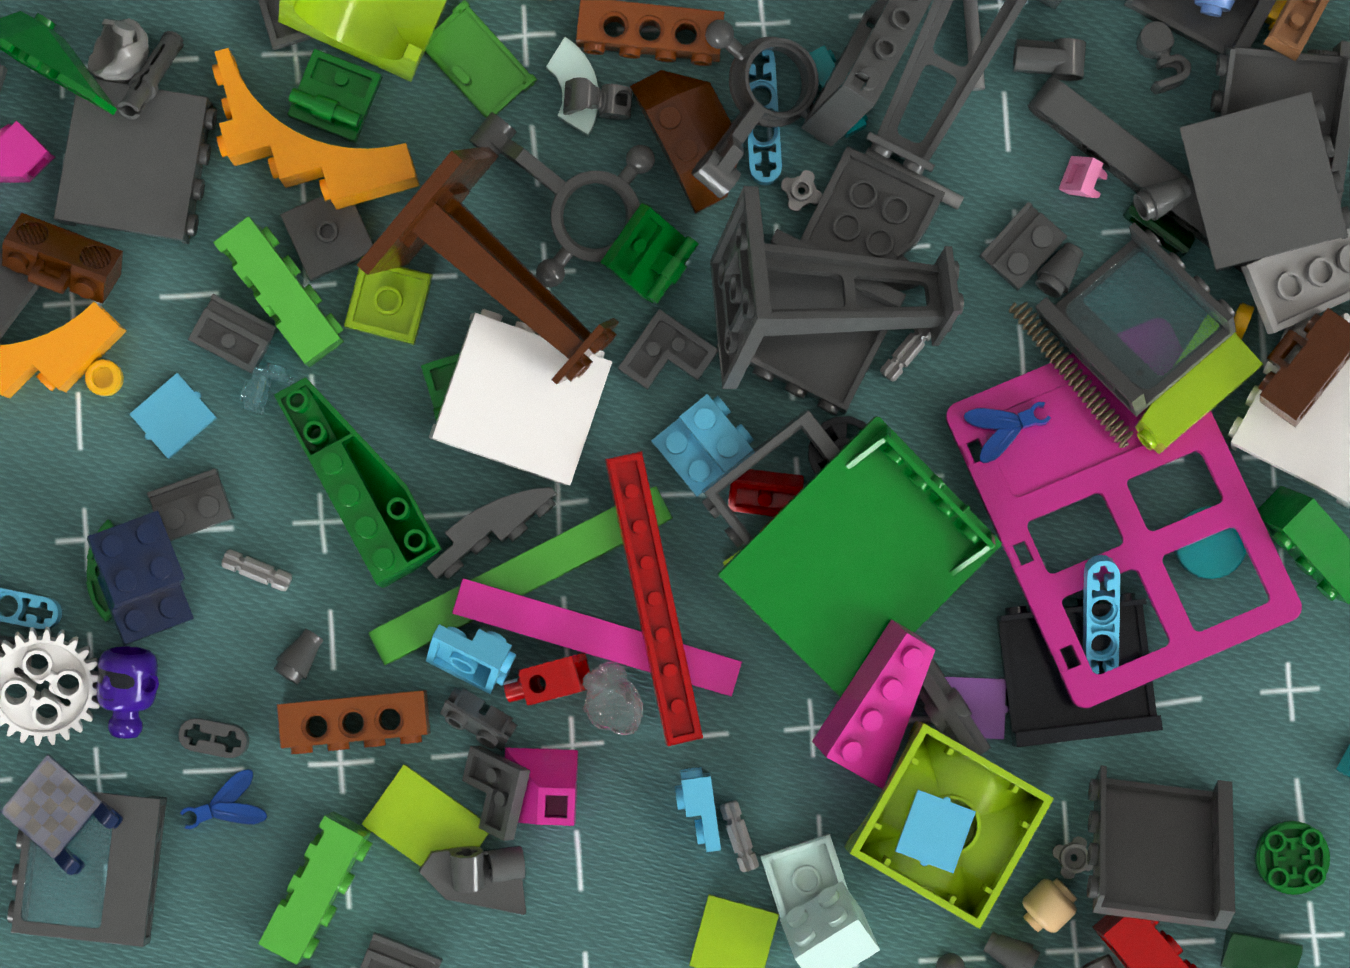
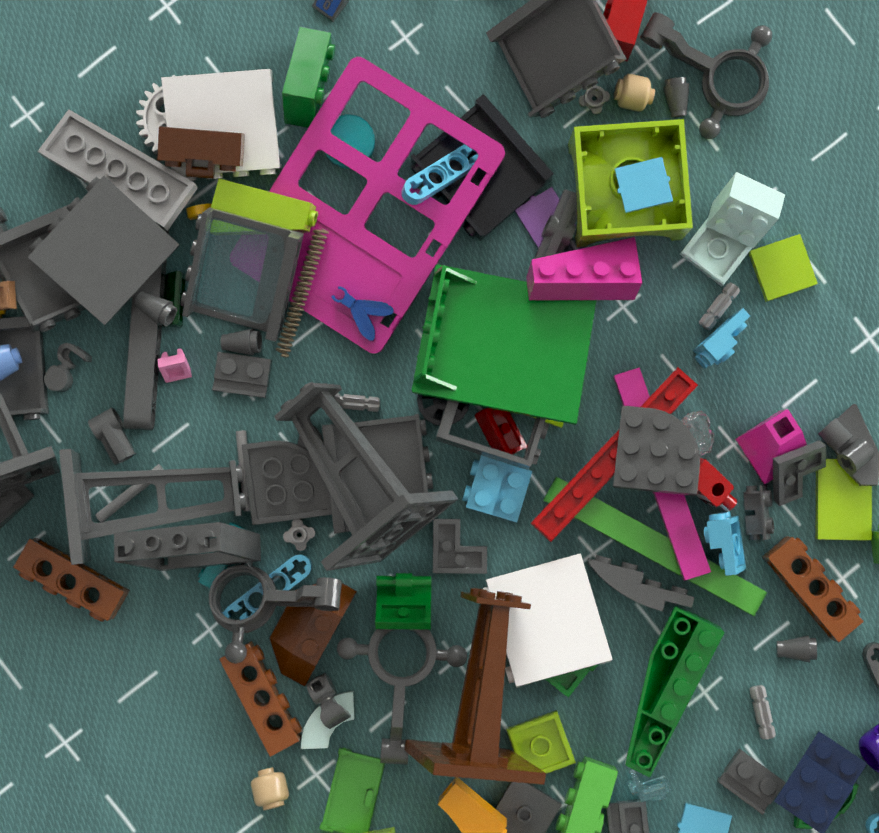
camera: 125 degrees left, 0 degrees up
(625, 641) = (656, 453): none -> dark grey plate

